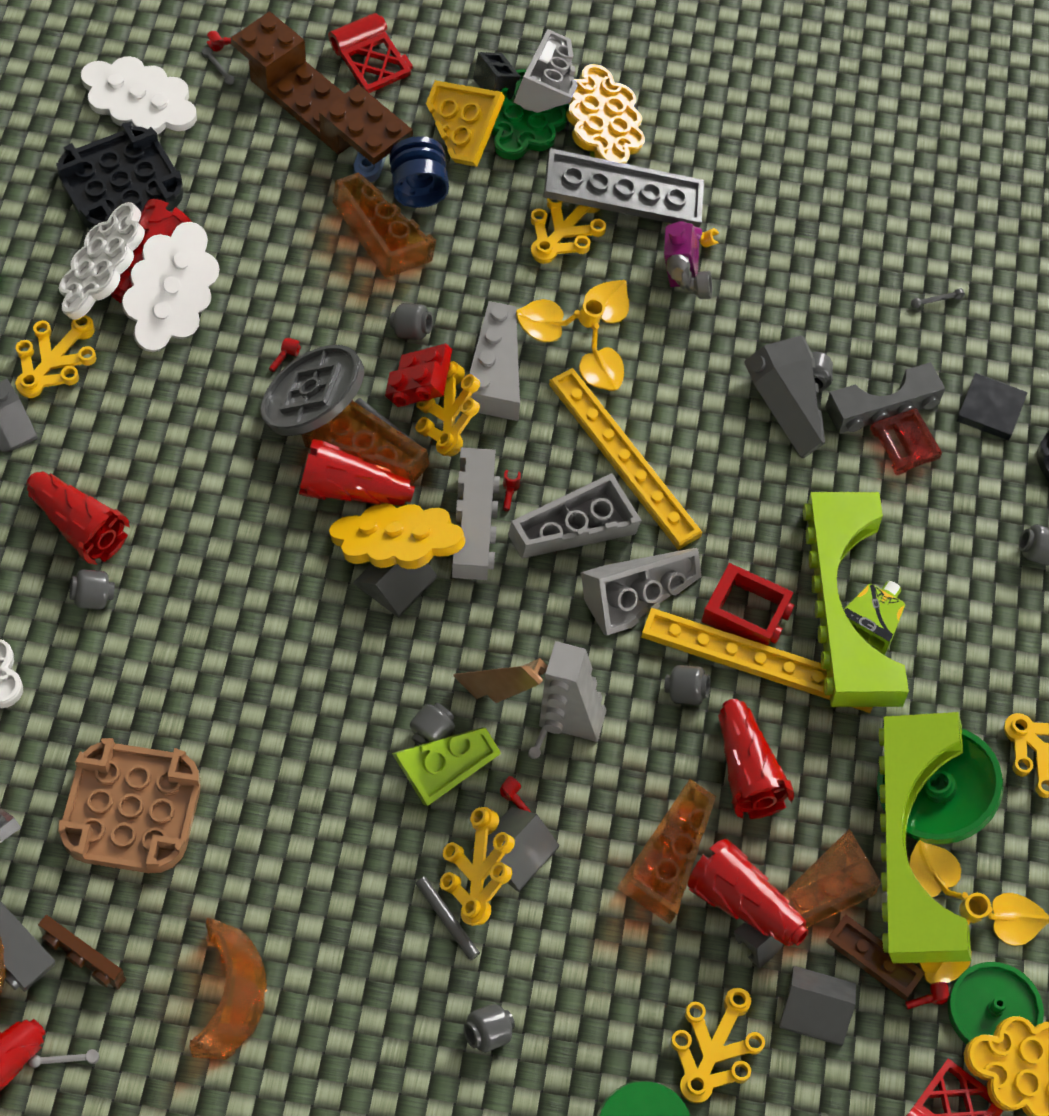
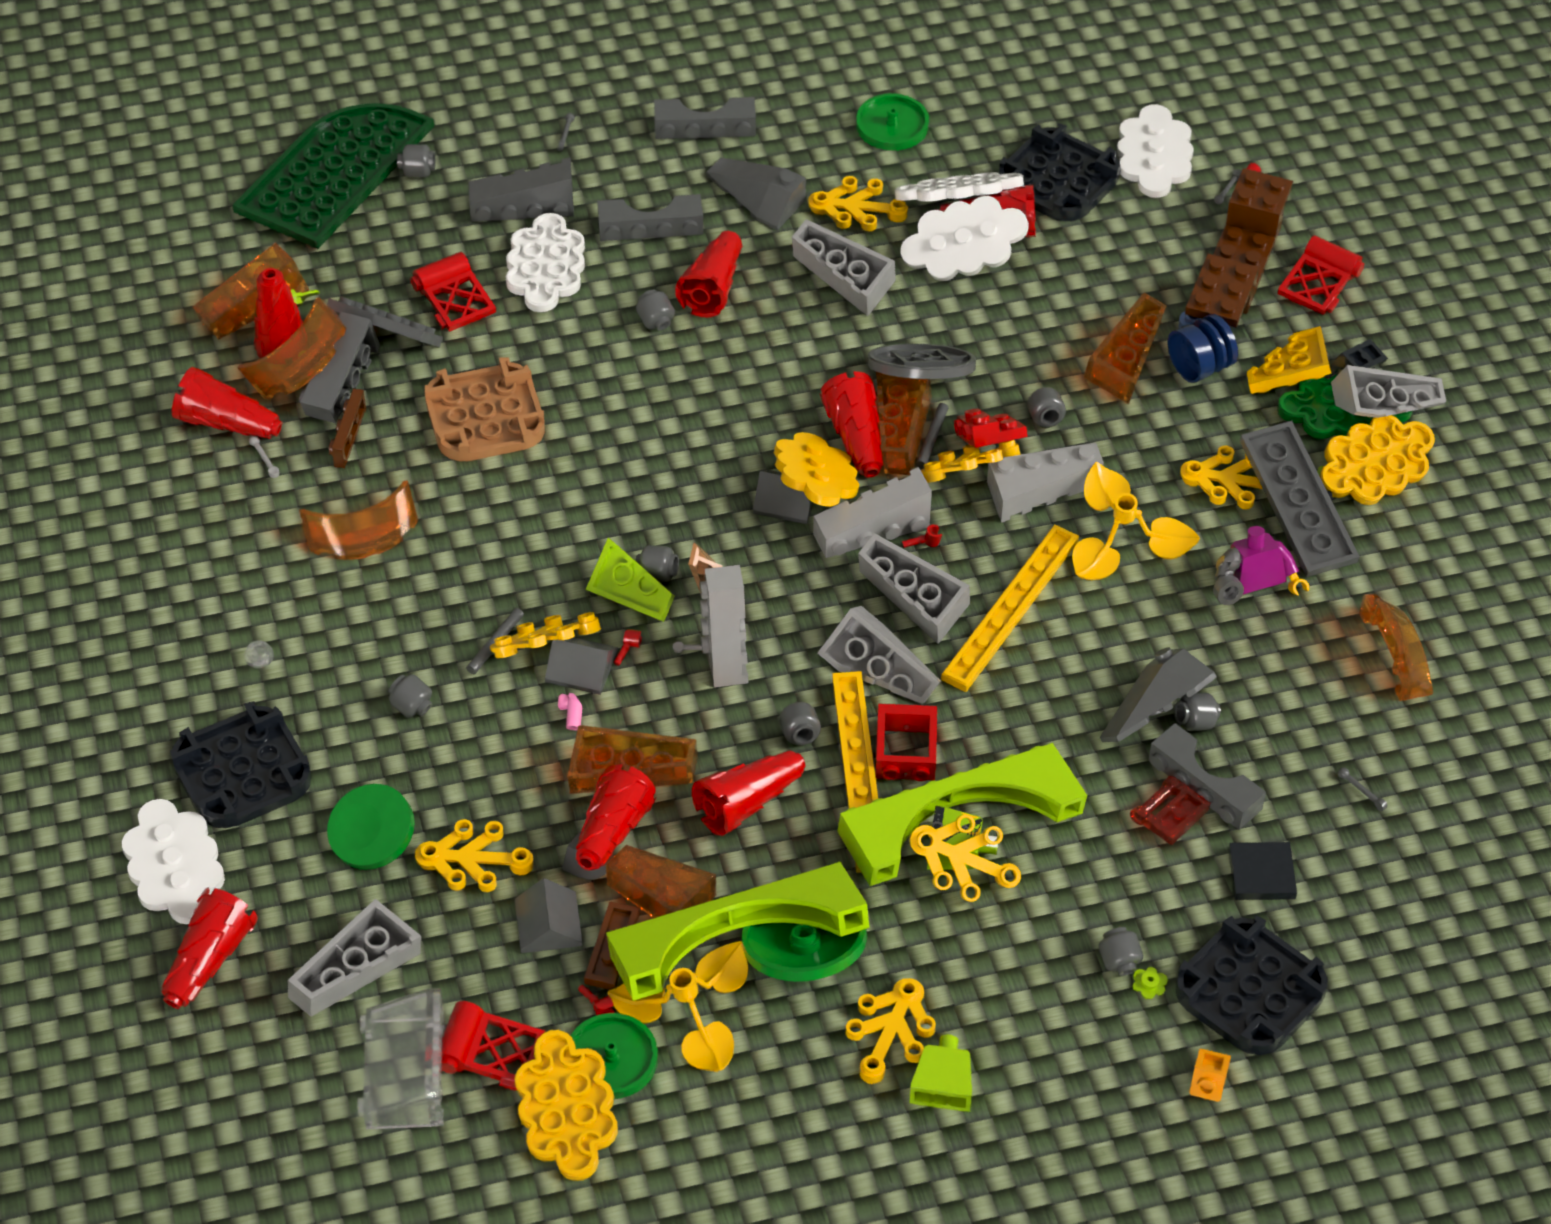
camera: 70 degrees right, 10 degrees down
(138, 400) = (844, 265): none -> light grey wedge
(289, 347) = (966, 342): red hand -> none
(573, 876) = (574, 710): none -> bright pink arm
(809, 193) = (1403, 645): none -> clear orange windscreen
(888, 634) = (960, 855): none -> yellow plant

